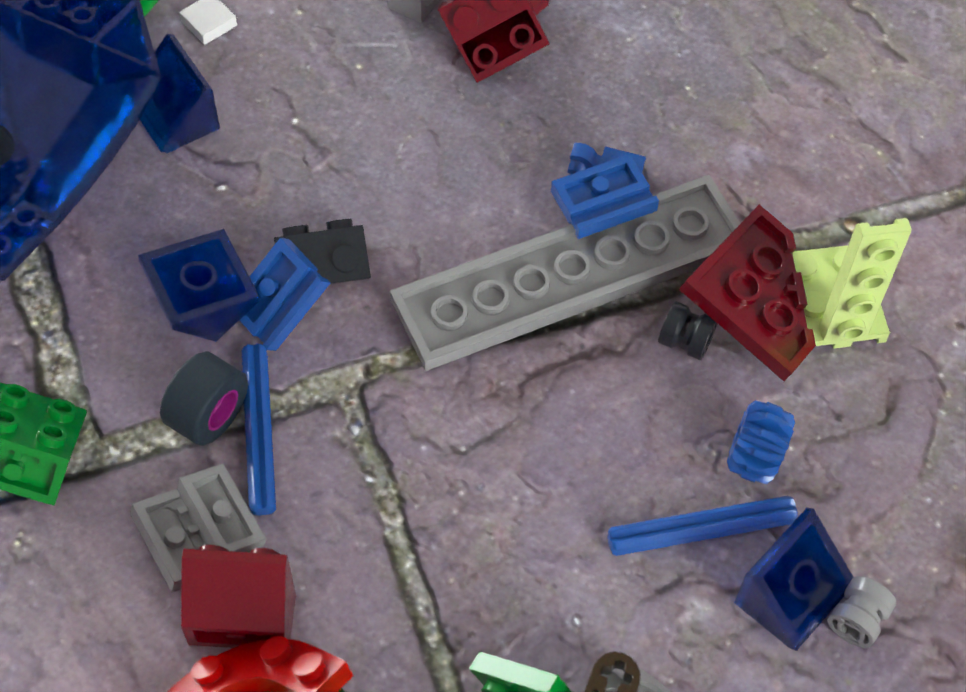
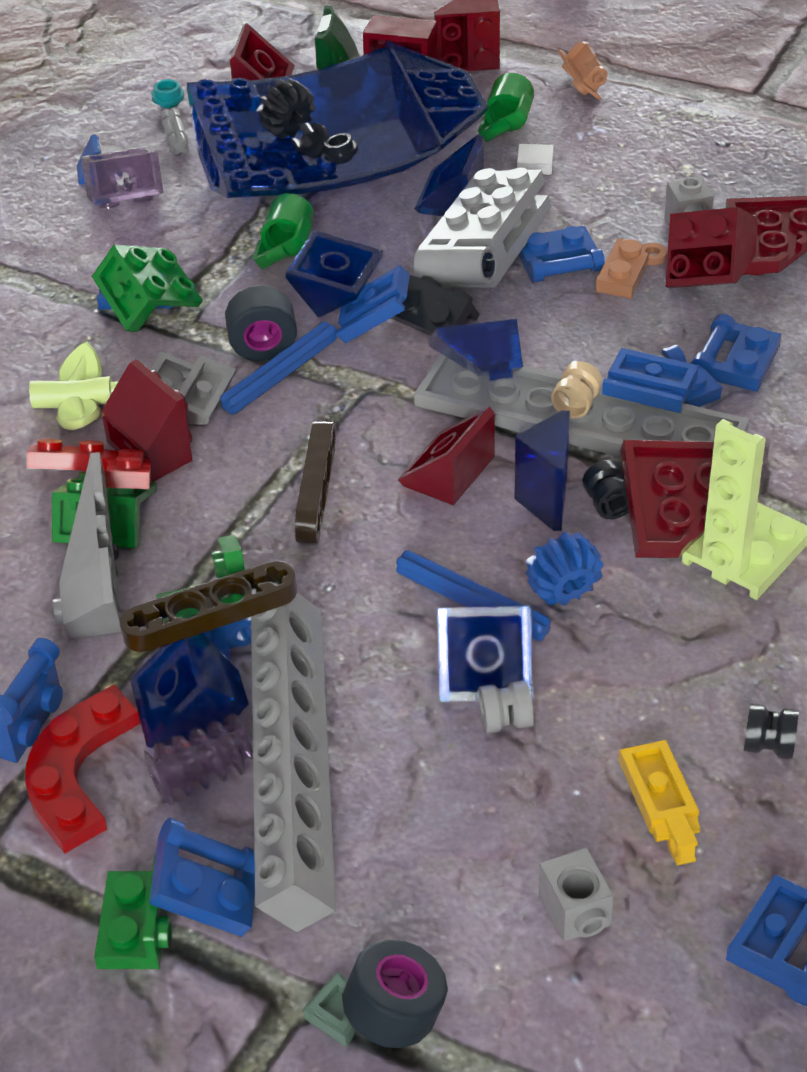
camera: 50 degrees right, 15 degrees down
(32, 137) = (340, 148): none -> black plate
(86, 271) = (284, 229): none -> green piece
(100, 617) = (77, 391): none -> yellowish green plant
(279, 136) = (484, 229): none -> light grey hinge
(343, 106) = (560, 253): none -> blue plate
(424, 84) = (627, 266): none -> nougat hinge
(445, 267) = (482, 347): none -> clear blue slope
(450, 525) = (315, 482): none -> dark brown beam
(529, 403) = (453, 458): none -> dark red slope
(570, 254) = (577, 389): none -> tan wheel
(622, 107) = (749, 357): none -> blue plate
(647, 356) = (543, 468): none -> clear blue slope

